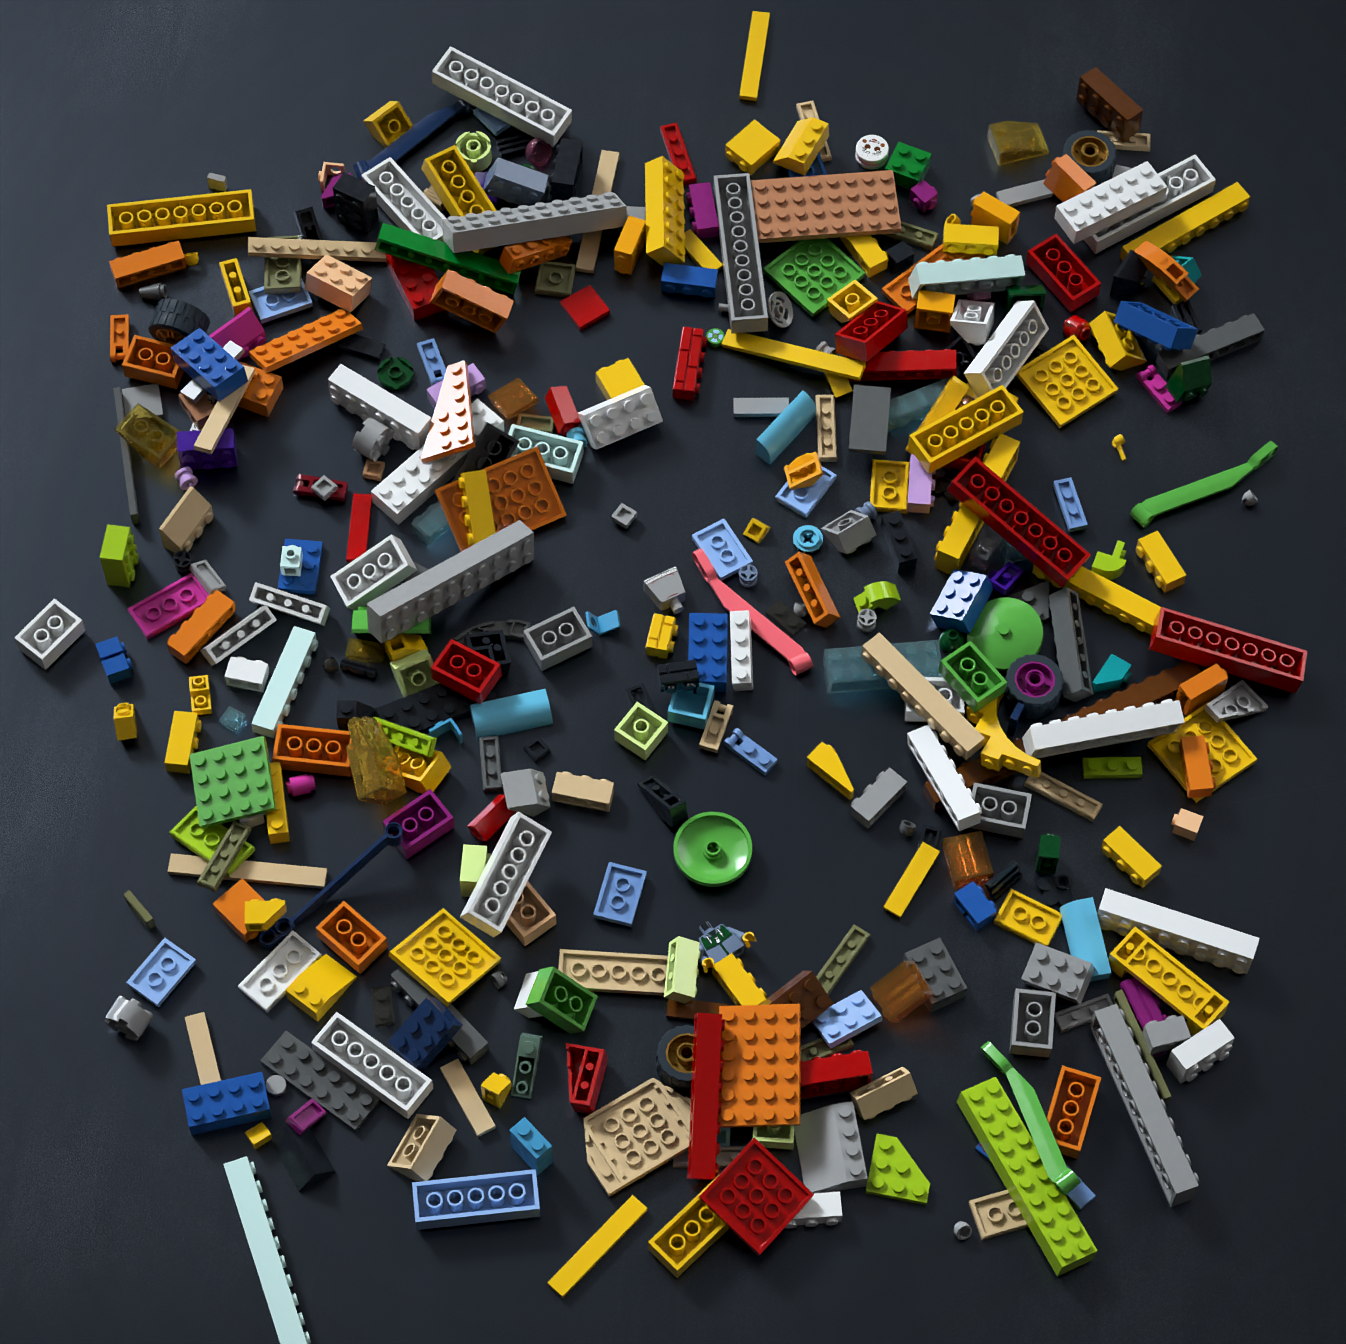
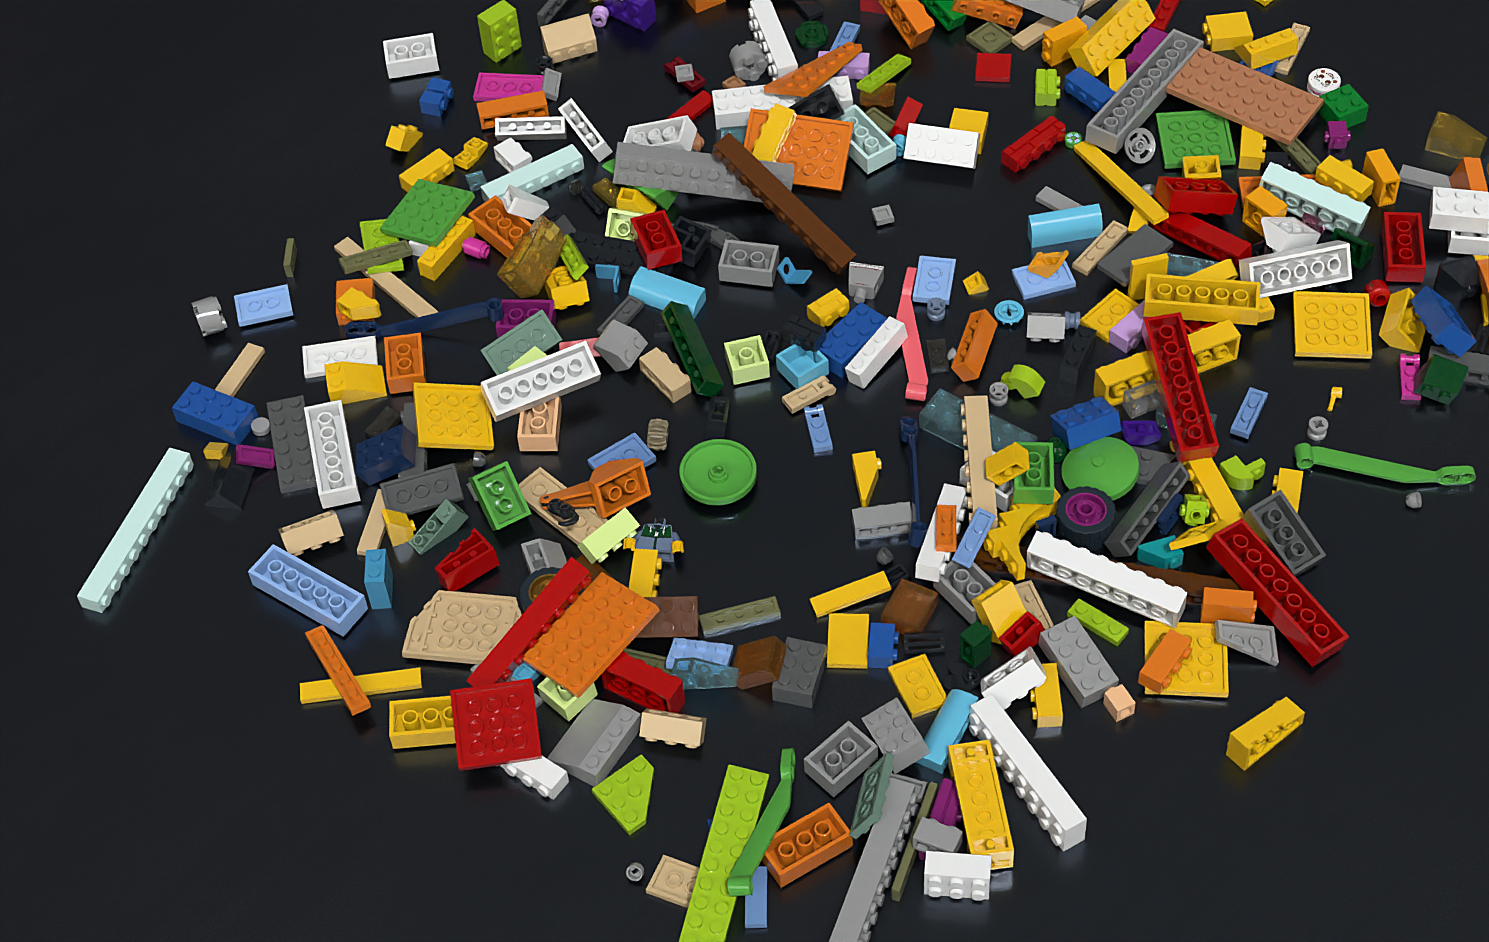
camera: 45 degrees right, 10 degrees down
(291, 560) = (612, 102): light aqua brick -> none
(310, 568) = (620, 114): blue plate -> none
(312, 715) = (523, 203): none -> white slope
(442, 850) = (532, 332): none -> sand green plate
(489, 1043) = (422, 490): none -> dark grey tile
(500, 375) = (883, 73): none -> lime tile
(548, 564) = (783, 203): none -> reddish brown brick
(571, 1247) = (338, 670): none -> orange plate
(585, 752) = (692, 349): none -> dark green brick
(632, 850) = (657, 434): none -> dark tan gear
(645, 1029) = (542, 554): none -> light grey slope
(646, 930) = (609, 490): none -> orange slope
(650, 300) = (1046, 87): none -> lime brick
(872, 1031) = (704, 674): none -> clear light blue slope
(899, 434) = (1138, 273): none -> yellow tile
(927, 789) = (909, 433): none -> dark blue piece
(943, 919) = (848, 641): none -> yellow tile
(951, 772) = (946, 528): none -> orange tile
(956, 684) = (1007, 463): none -> yellow brick
(978, 766) = (973, 538): none -> medium blue tile
(1044, 811) = (999, 608): none -> yellow brick
(1075, 821) = (1022, 634): none -> red brick
(1089, 635) = (1170, 514): none -> dark blue tile
(1091, 1036) = (872, 796): none -> sand green plate
(1100, 862) = (1014, 678): none -> white slope
(1105, 620) = (1194, 509): none -> lime brick
(1128, 487) = (1317, 433): none -> light grey wheel
(1133, 642) = (1197, 534): none -> yellow tile
(1135, 811) = (1078, 661): none -> light grey brick
(1192, 595) = (1284, 533): none -> dark grey brick
(1309, 773) = (1263, 732): none -> yellow wedge

